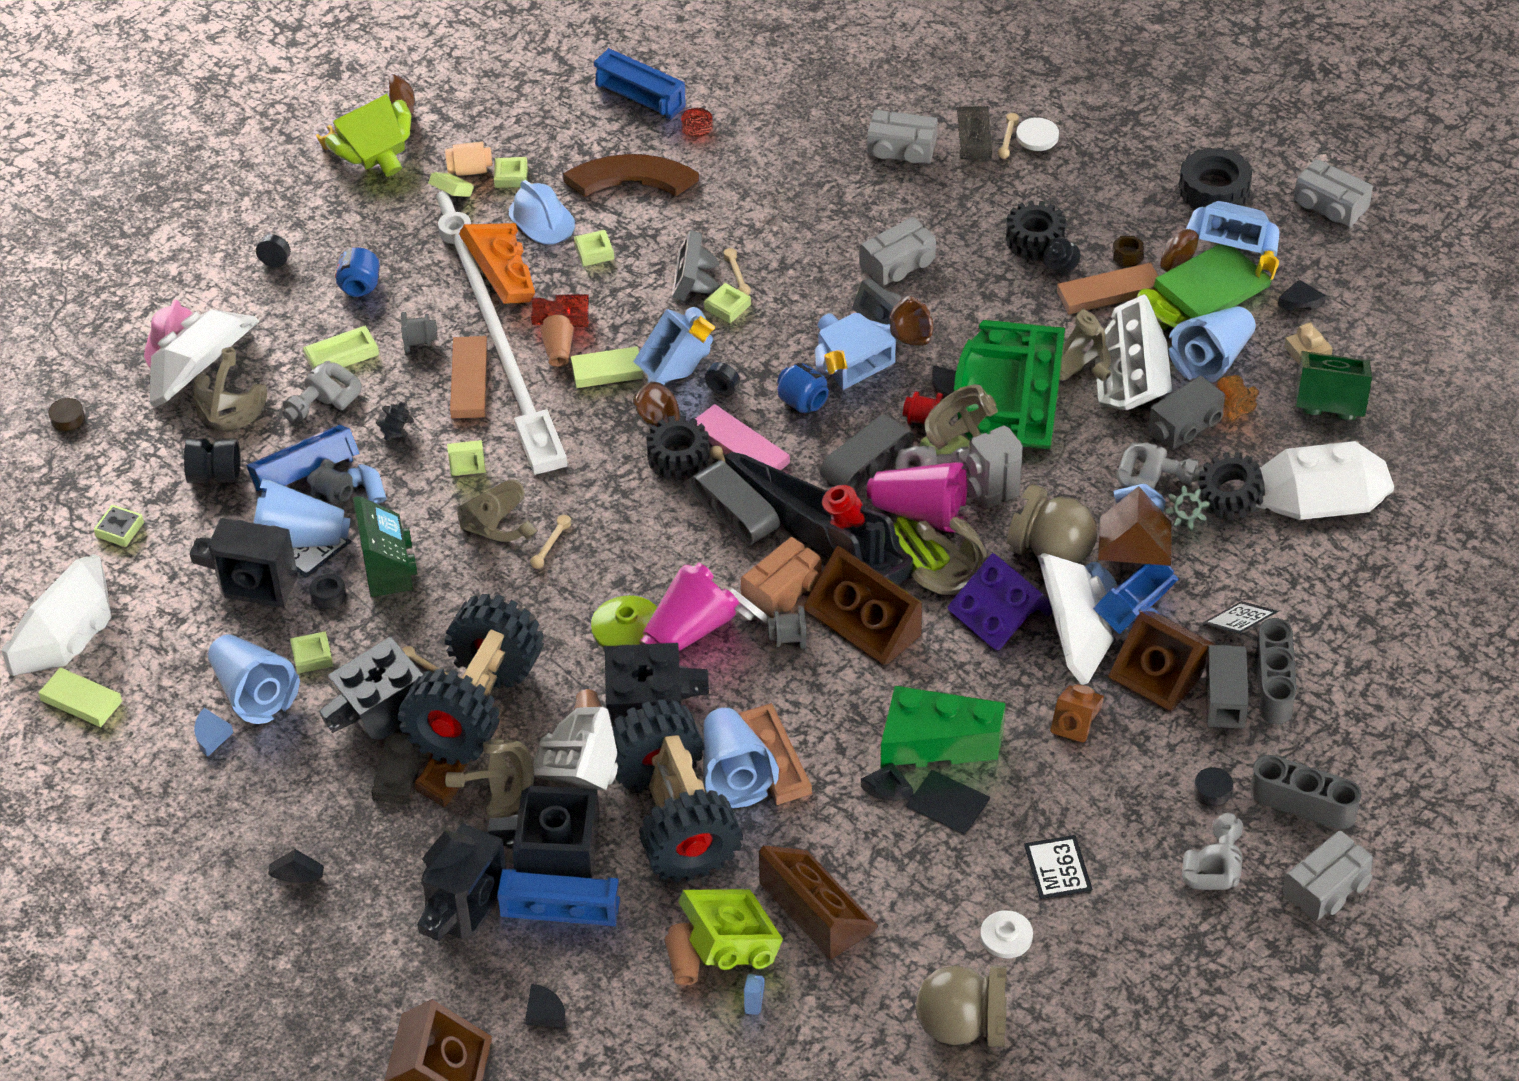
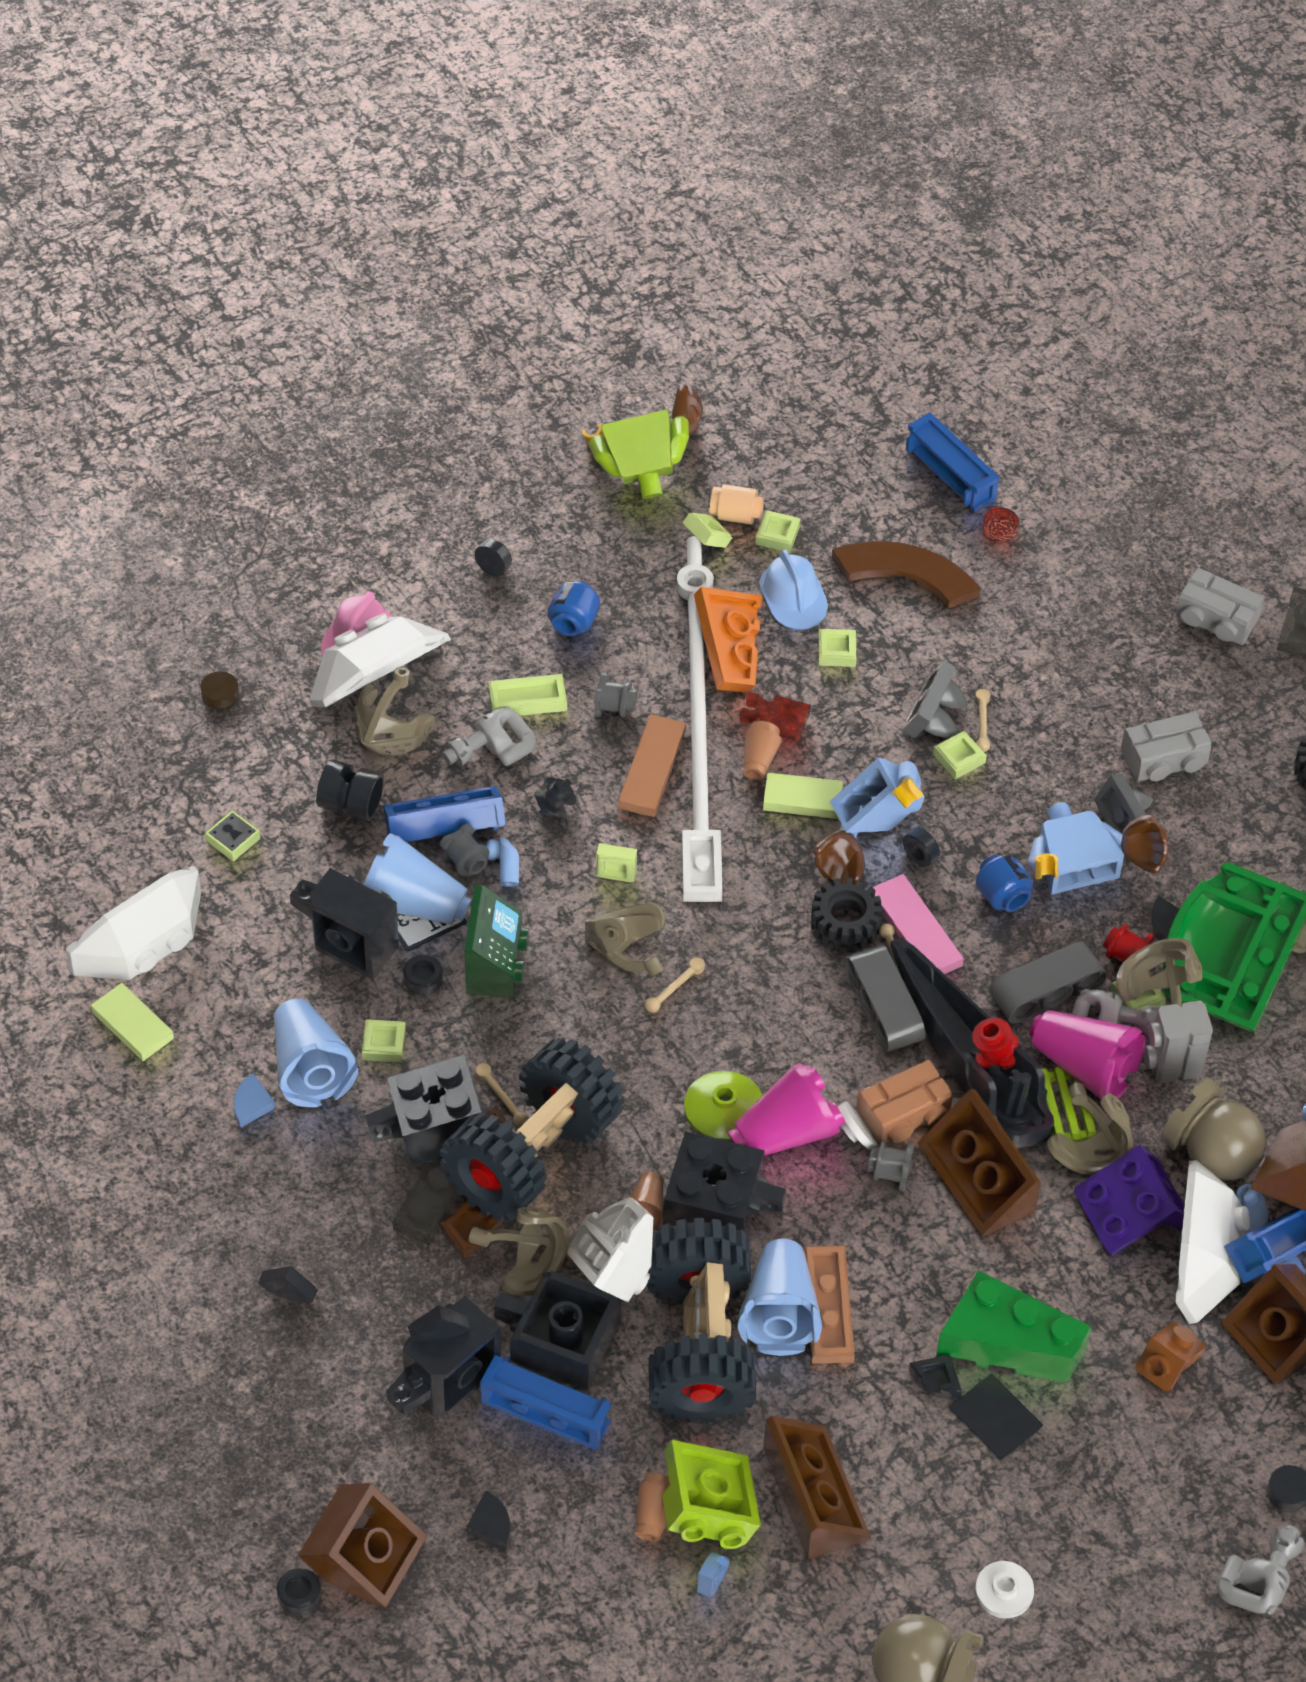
camera: 15 degrees right, 5 degrees up
(1058, 867) = (1087, 1528): sticker -> none

